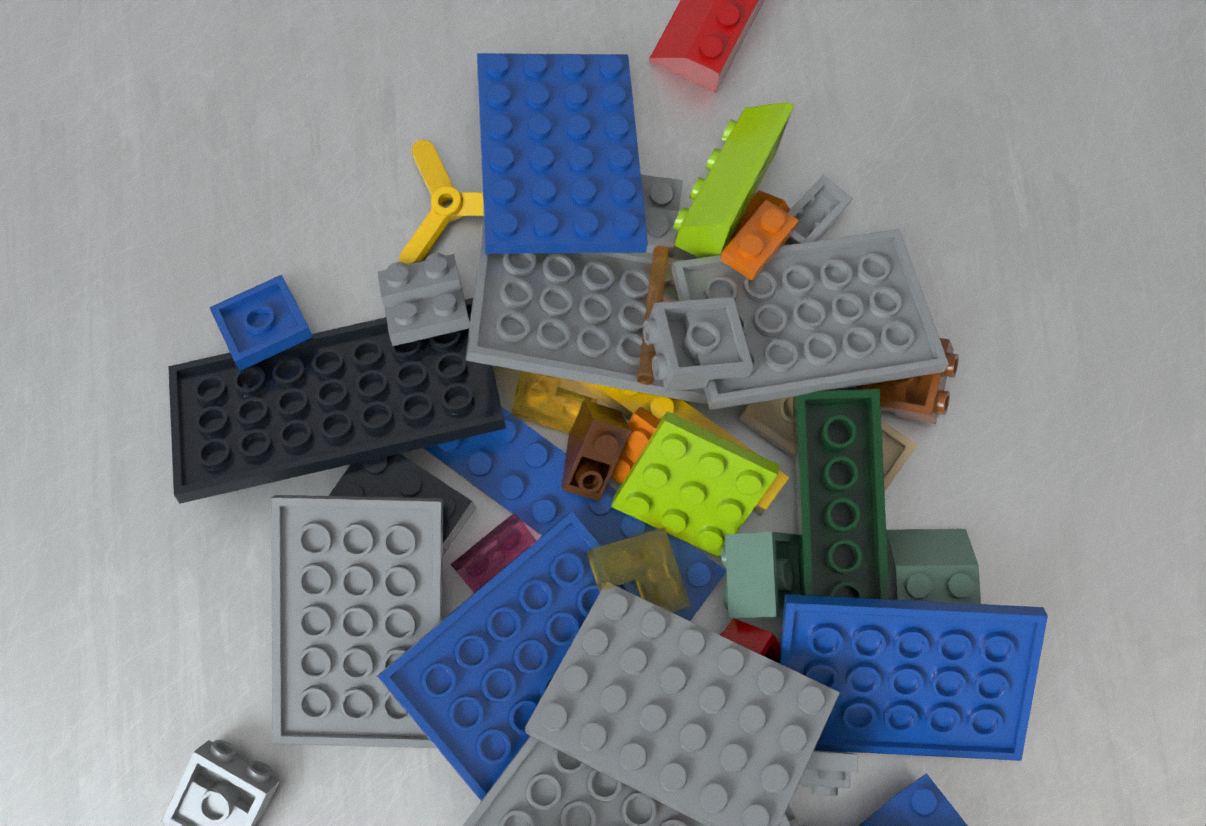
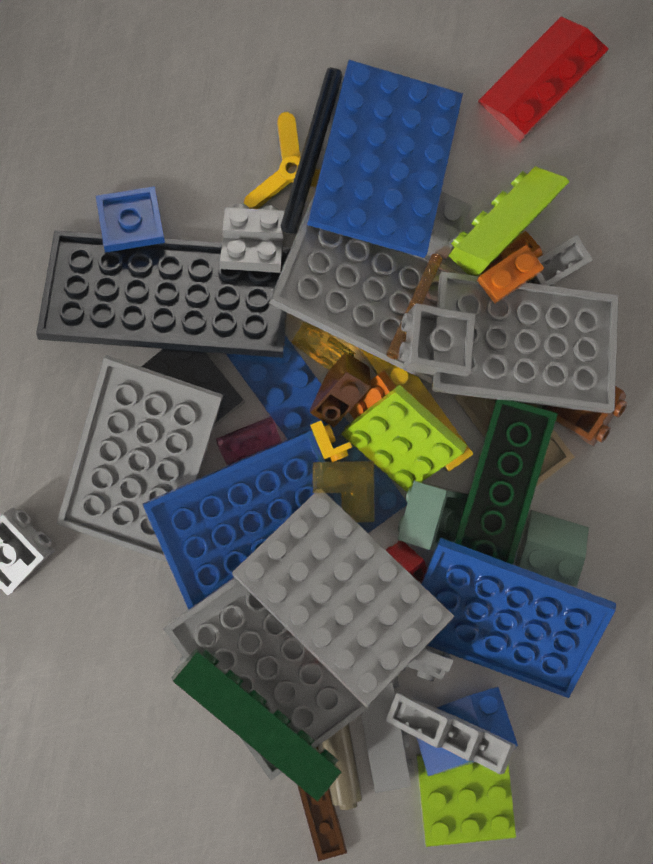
camera: 20 degrees right, 10 degrees up
(464, 174) = (311, 151): none -> black axle
(592, 517) = (324, 438): none -> yellow bracket

